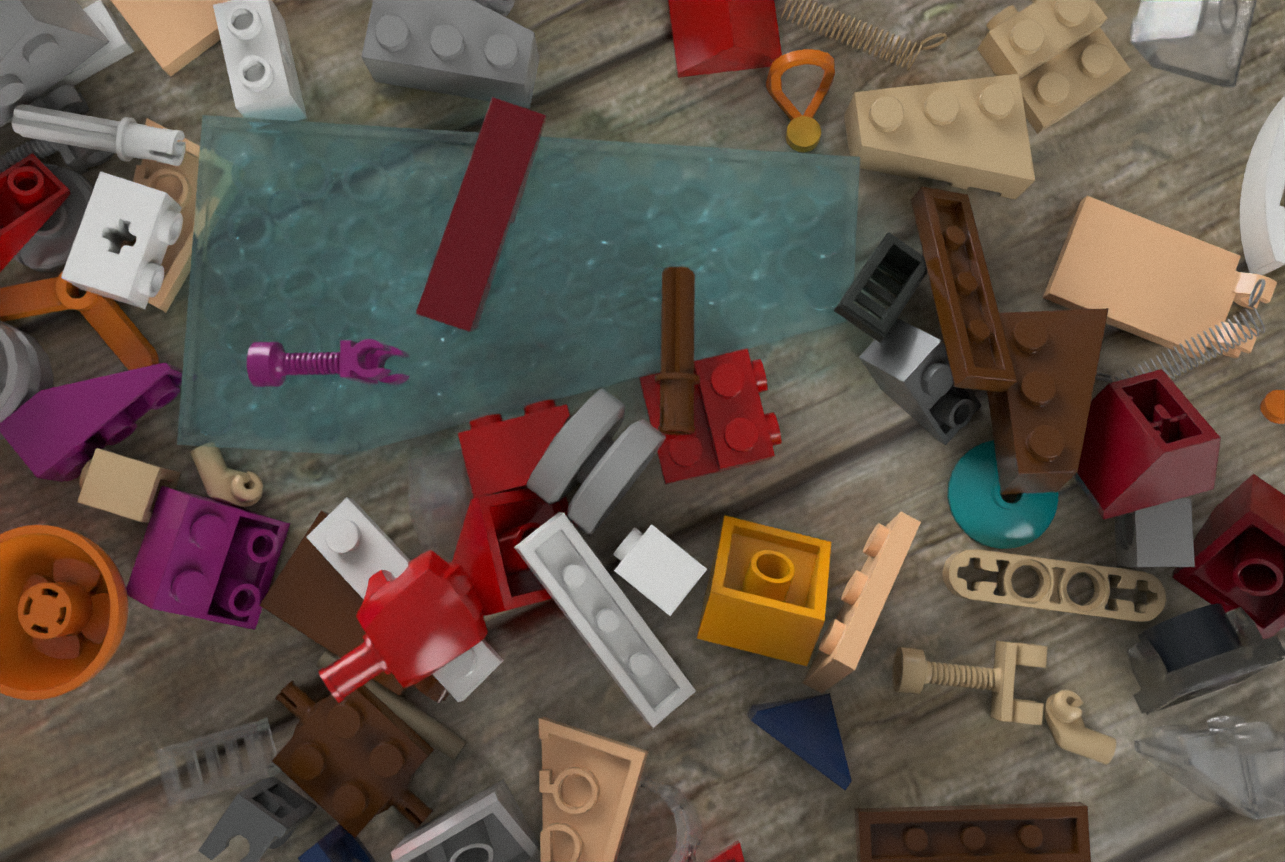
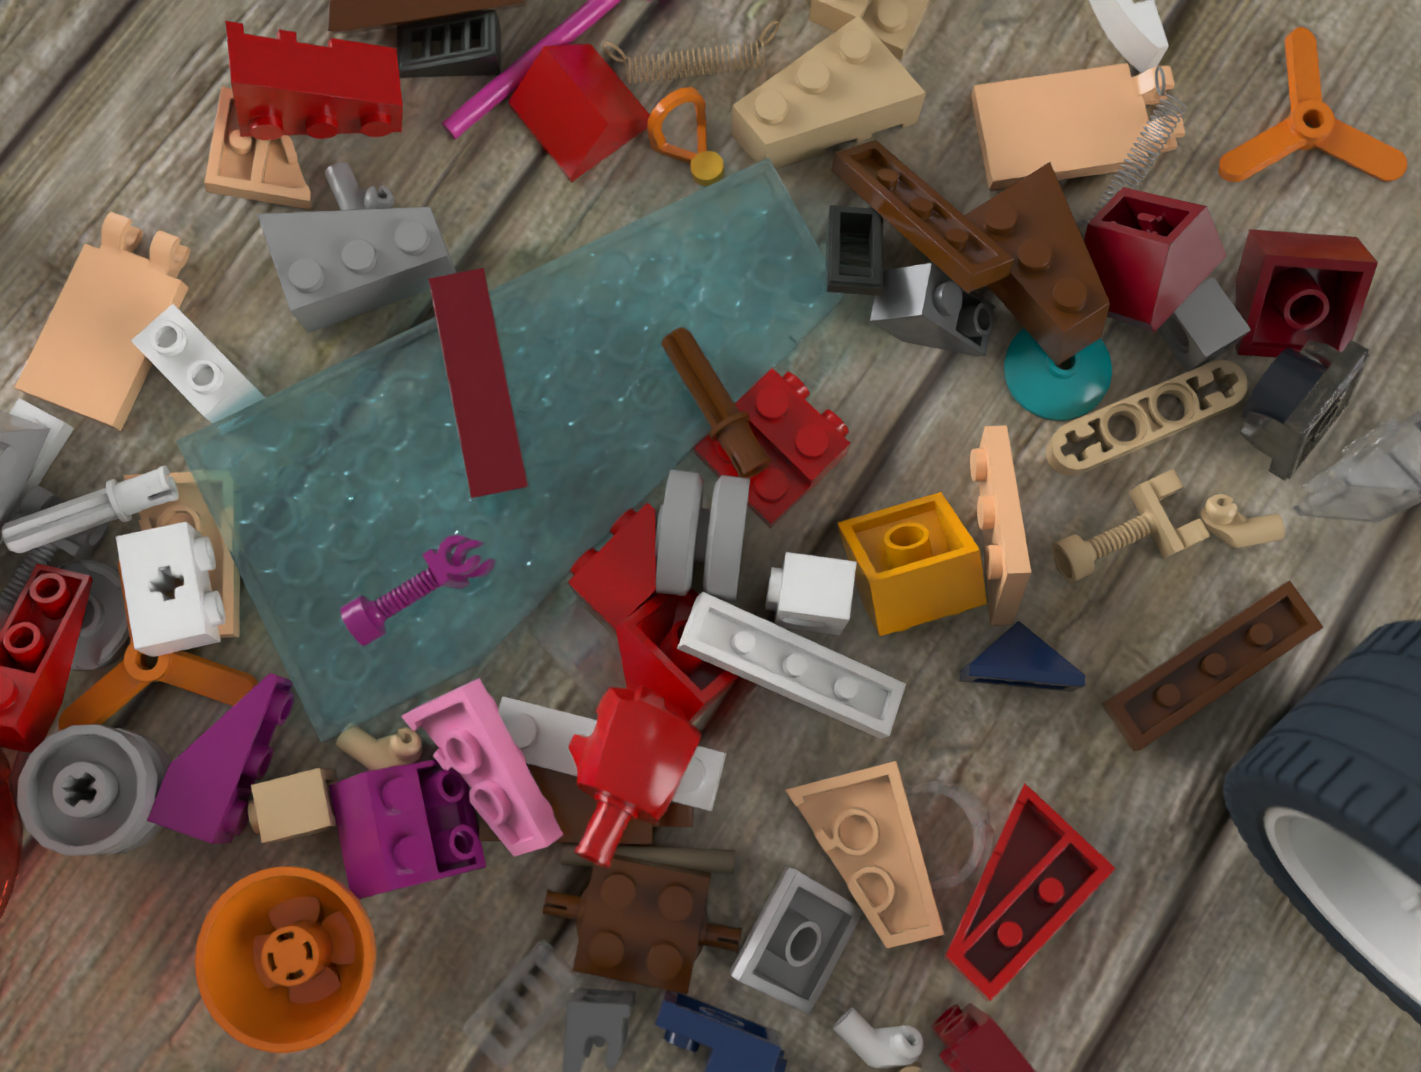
camera: 30 degrees left, 5 degrees down
(299, 530) = (480, 748): none -> bright pink wing

